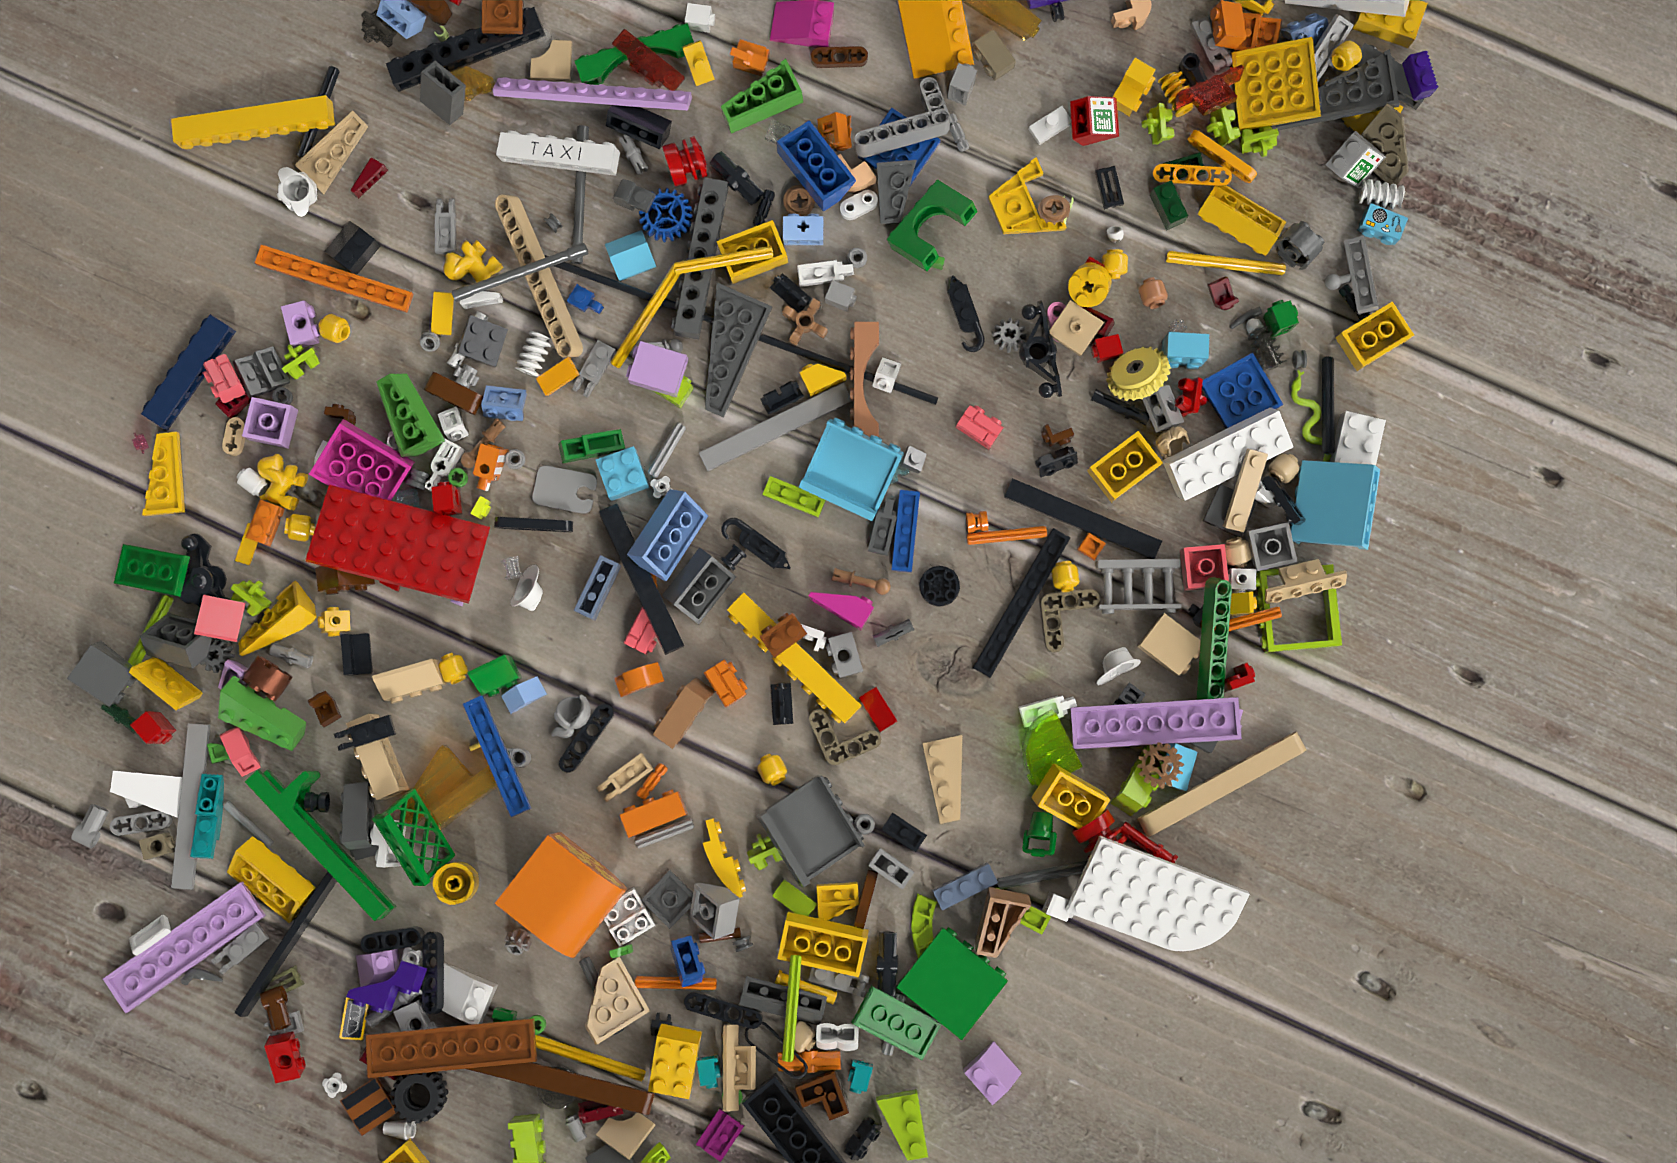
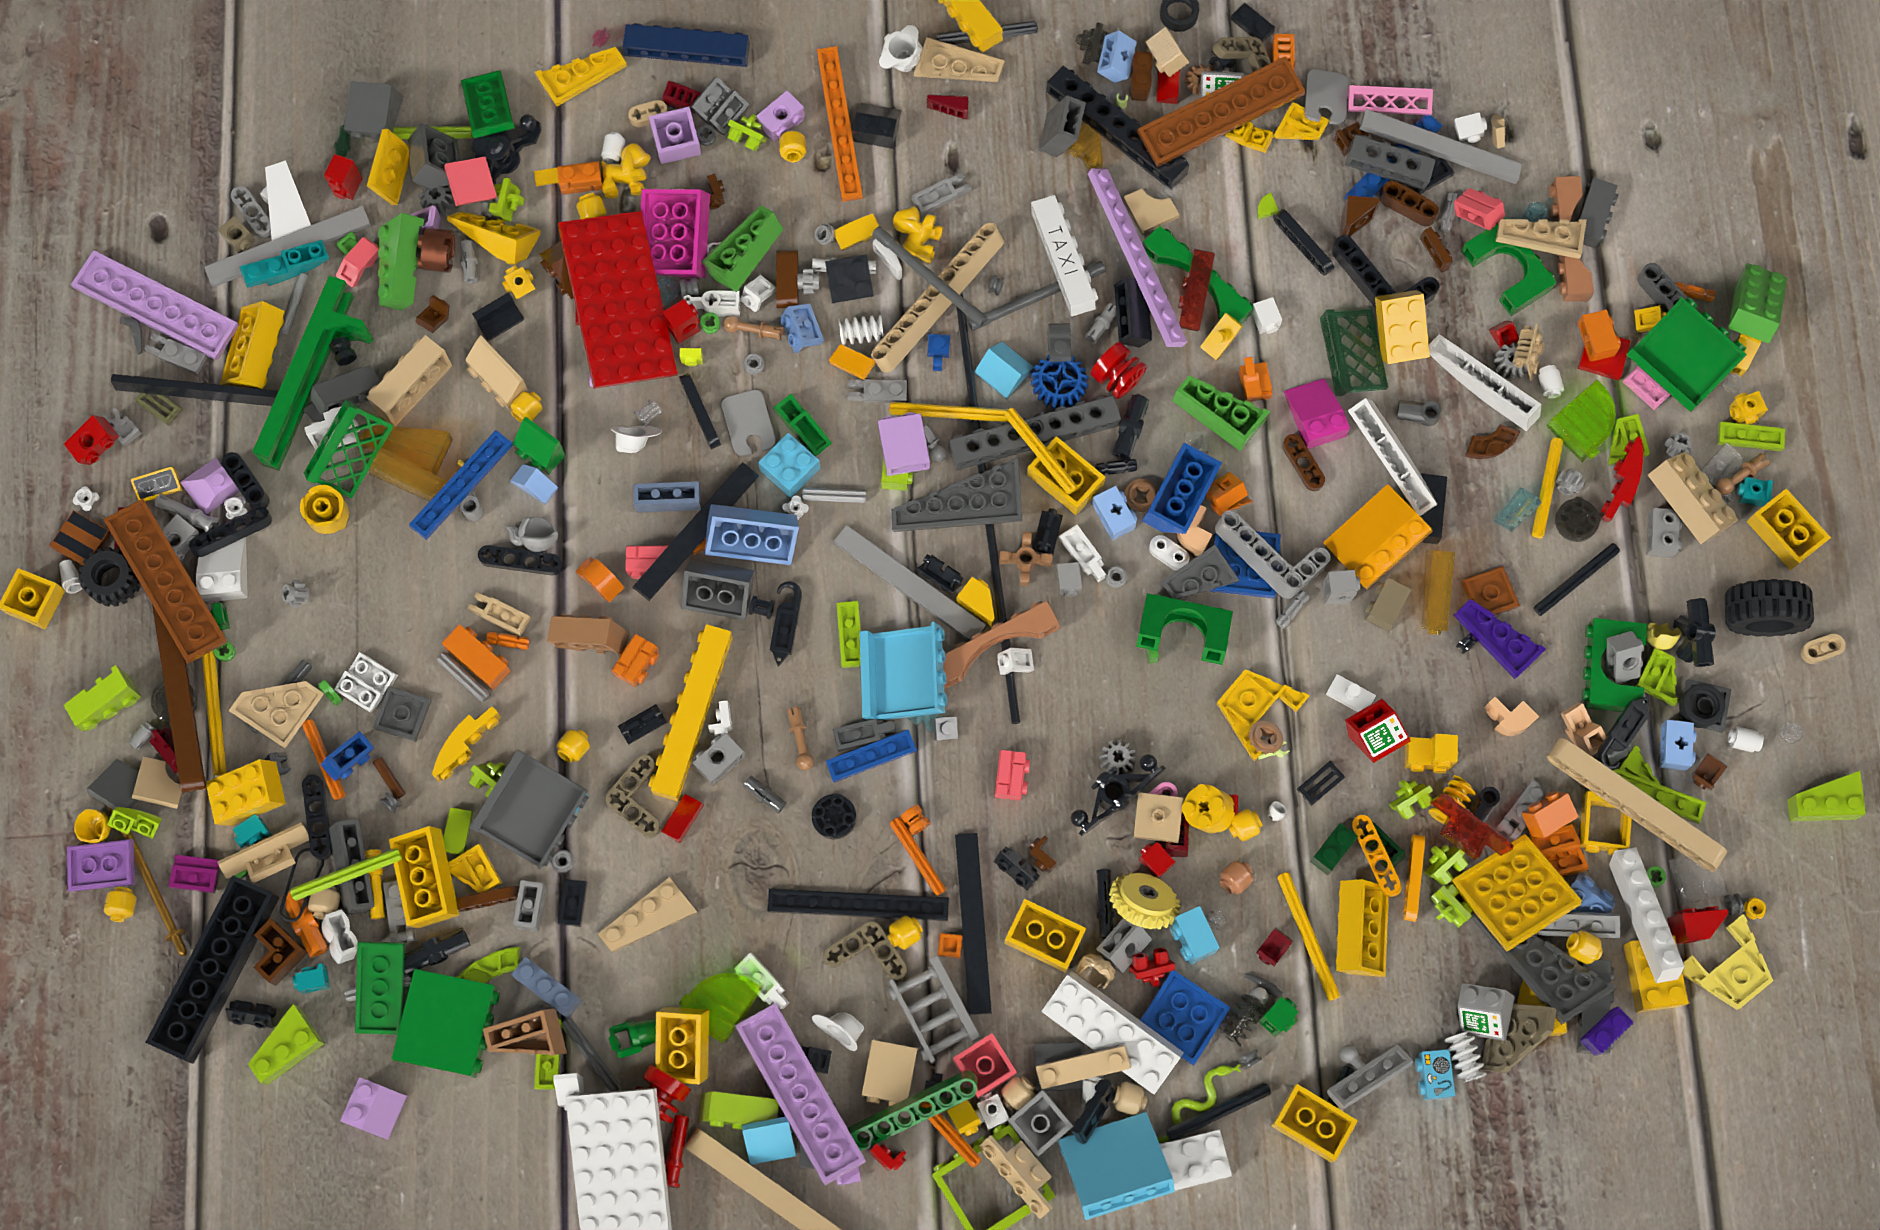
camera: 60 degrees right, 10 degrees down
(88, 832) = (222, 171): light grey piece -> none
(149, 935) = (152, 270): white tile -> none
(224, 379) = (694, 76): coral brick -> none
(275, 1003) = (138, 406): reddish brown piece -> none
(367, 732) = (425, 357): black hinge -> none
(383, 994) = (186, 495): dark purple arch -> none
(490, 456) = (736, 342): orange torso -> none
(561, 894) = (356, 603): orange brick -> none
(714, 909) = (409, 758): light grey slope -> none
(783, 634) = (707, 687): dark orange bracket -> none
(848, 608) = (764, 740): dark pink slope -> none
(965, 313) = (1118, 706): black plate -> none
(1168, 762) = (757, 1116): medium nougat gear -> none
(1299, 245) = (1365, 998): dark grey brick -> none

